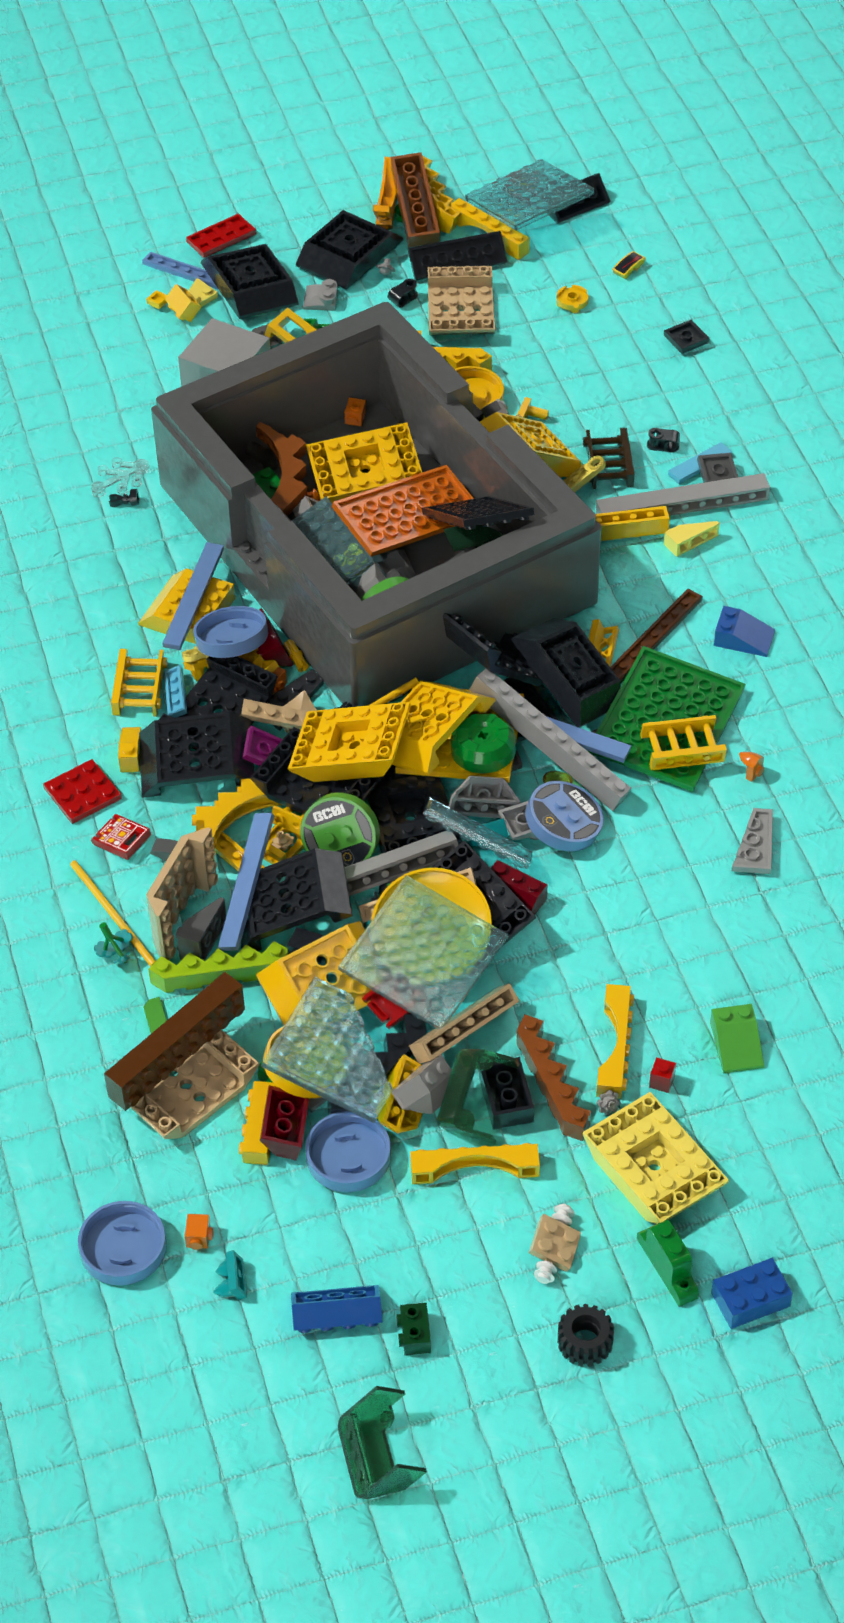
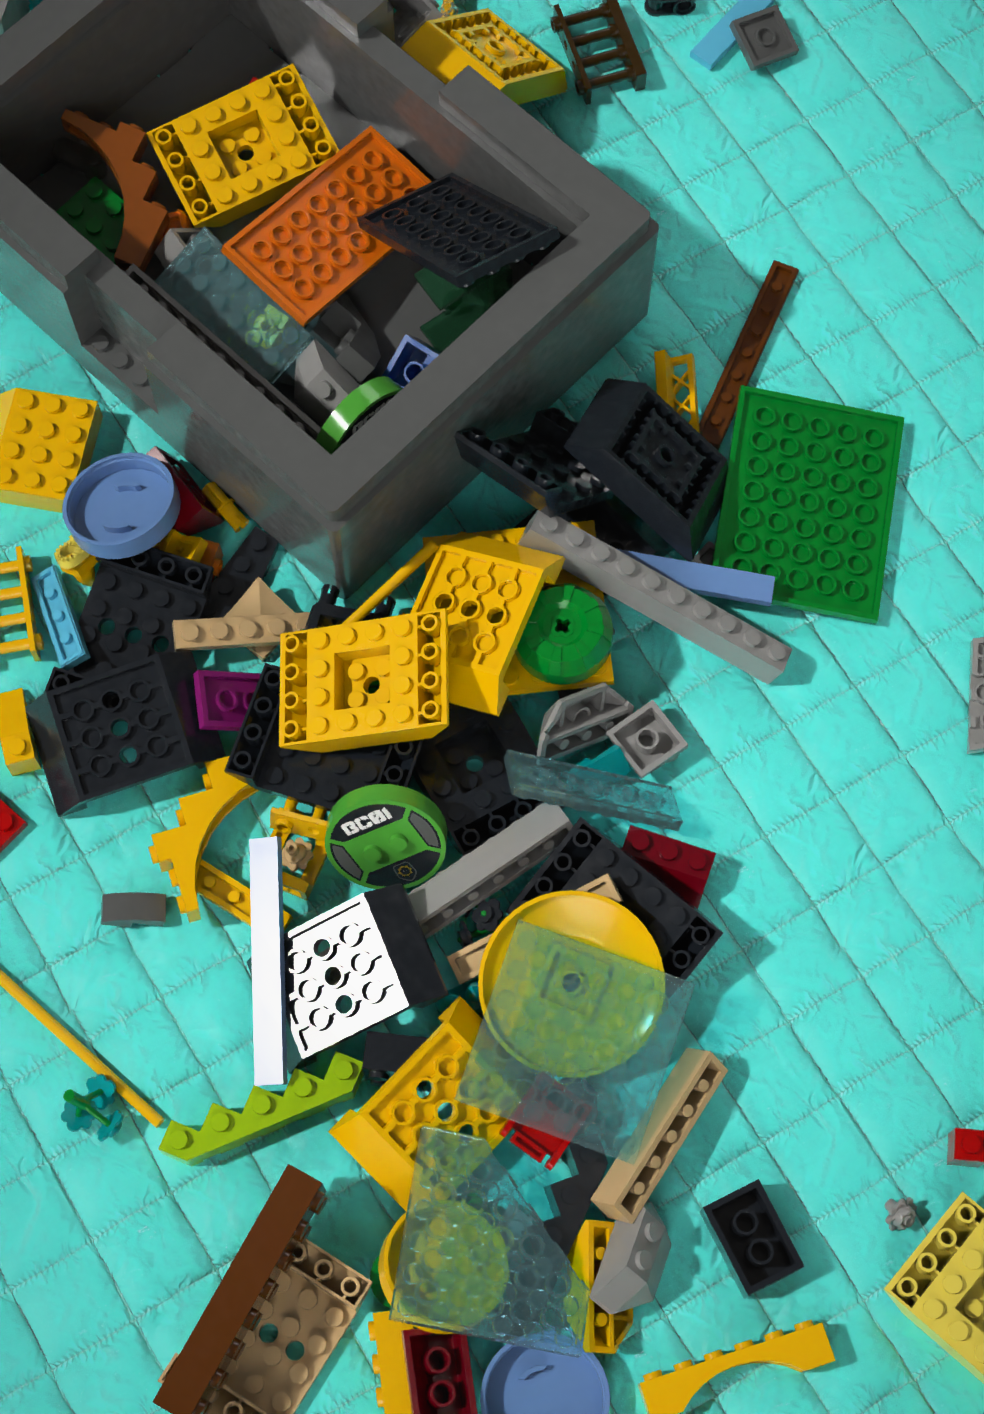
camera: 15 degrees left, 20 degrees up
(117, 833) = (40, 897): red container -> none
(154, 1013) = (192, 1223): bright green piece -> none
(187, 868) = (178, 942): tan slope -> none
(193, 596) = (42, 443): medium blue tile -> none
(201, 930) = (218, 1062): dark grey slope -> none
(355, 411) = (201, 47): orange brick -> none
(451, 1113) = (690, 1223): clear green windscreen -> none
(551, 1078) = (808, 1193): dark orange brick -> none
(557, 776) = (674, 641): clear yellow piece -> none
(564, 816) = (705, 719): piece -> none
(585, 473) = (568, 93): light yellow plate -> none
(617, 1009) = (869, 1038): yellow arch -> none
(633, 523) = (664, 161): yellow brick -> none
(683, 757) = (845, 576): yellow fence -> none
(688, 536) = (751, 166): light yellow slope -> none
(693, 497) = (725, 101): light grey brick -> none
(743, 632) = (875, 324): blue slope -> none
(754, 764) = (953, 559): orange plate -> none

